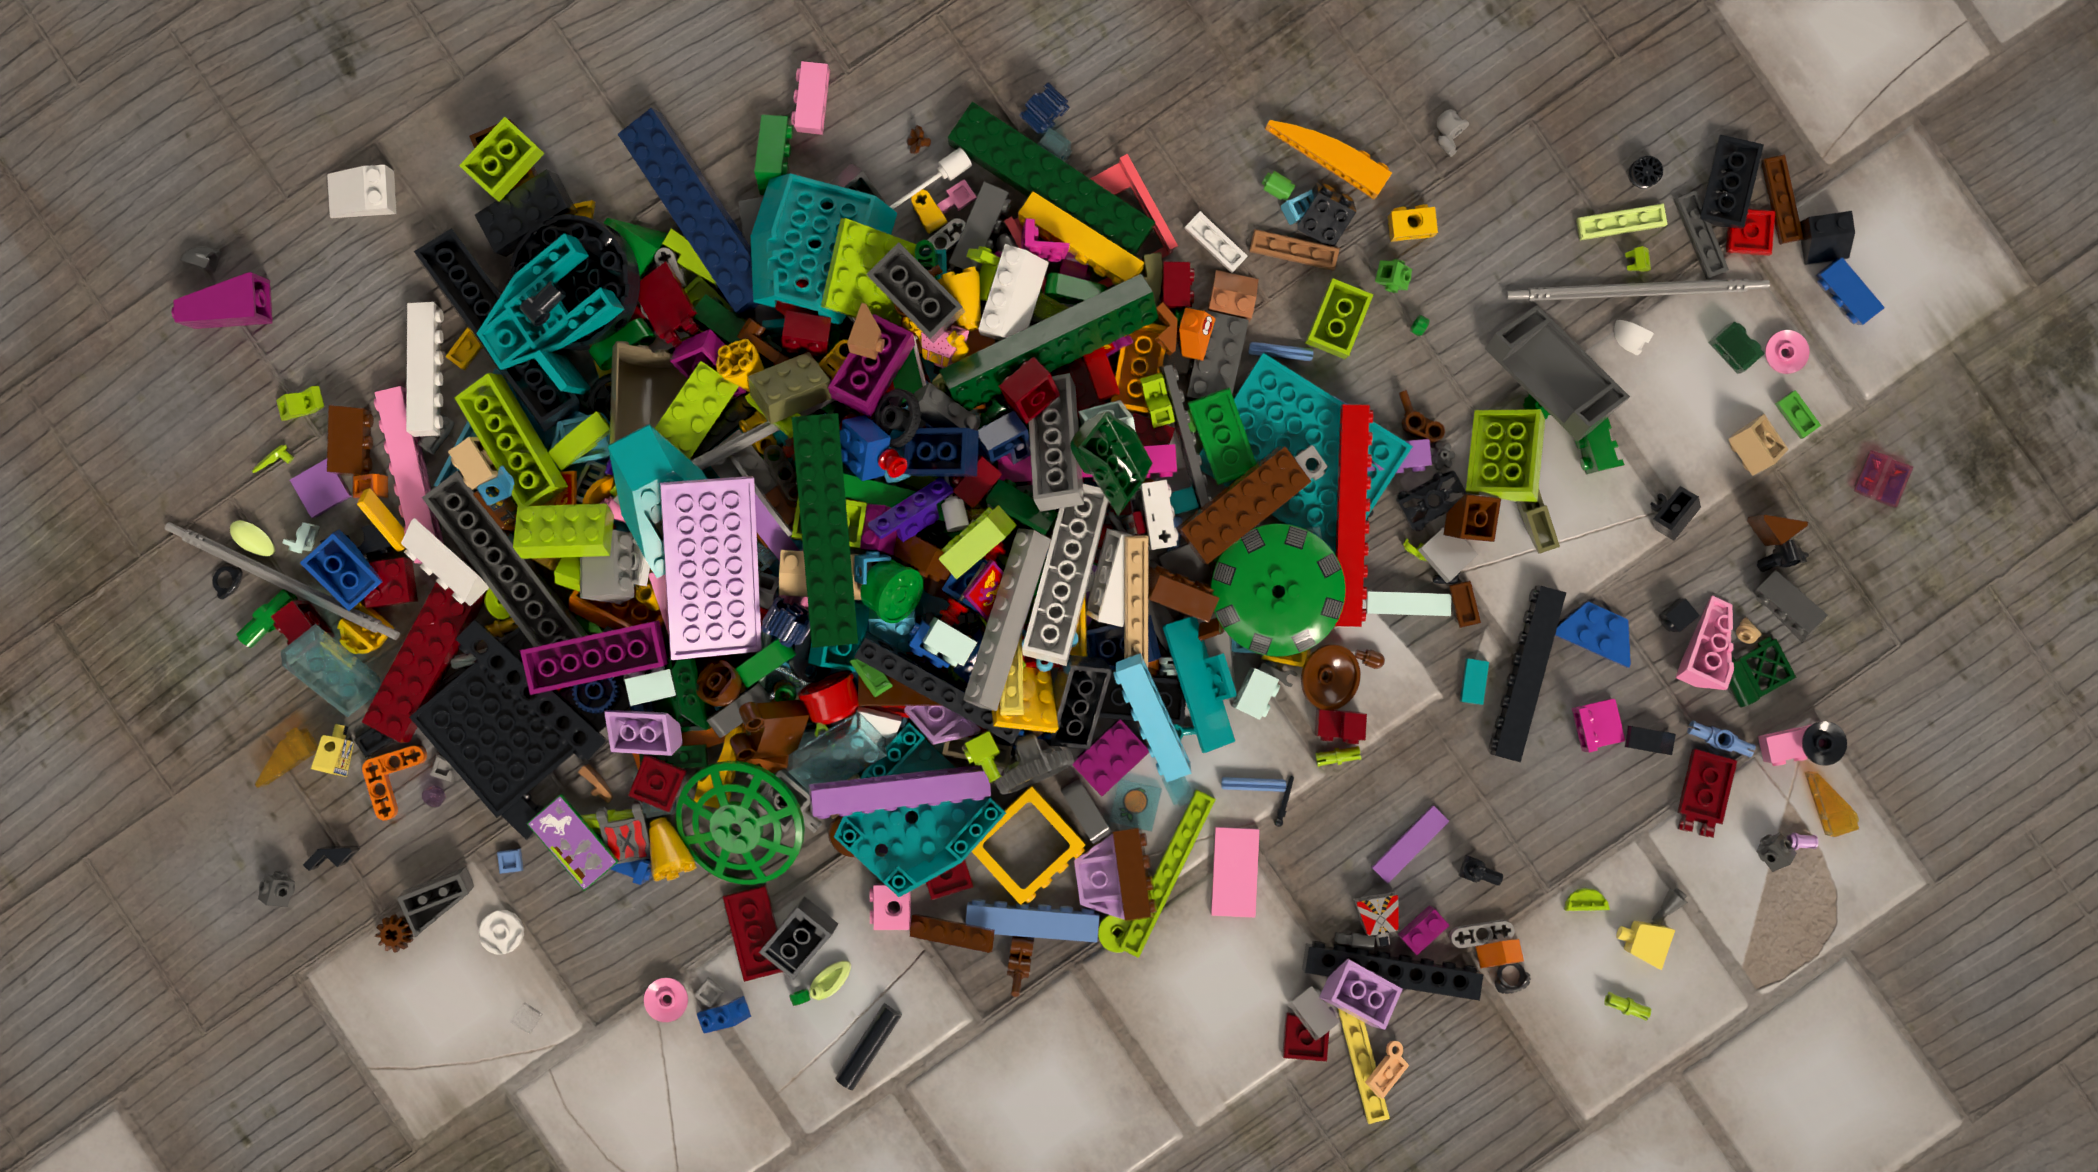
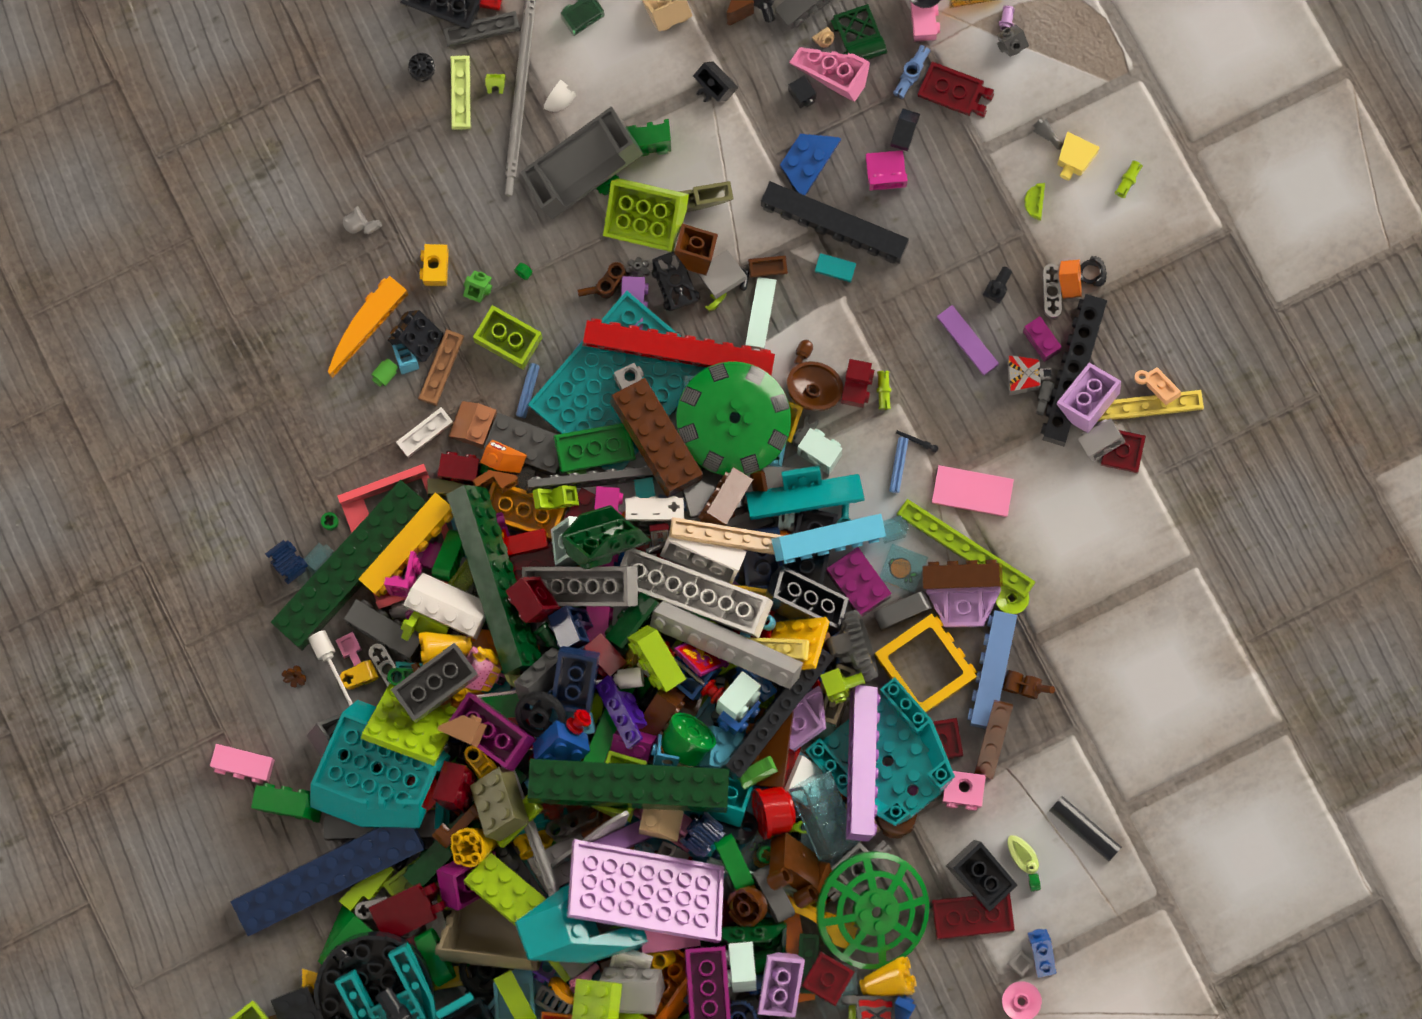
camera: 75 degrees left, 10 degrees down
(1099, 144) = (335, 521): none -> green bush

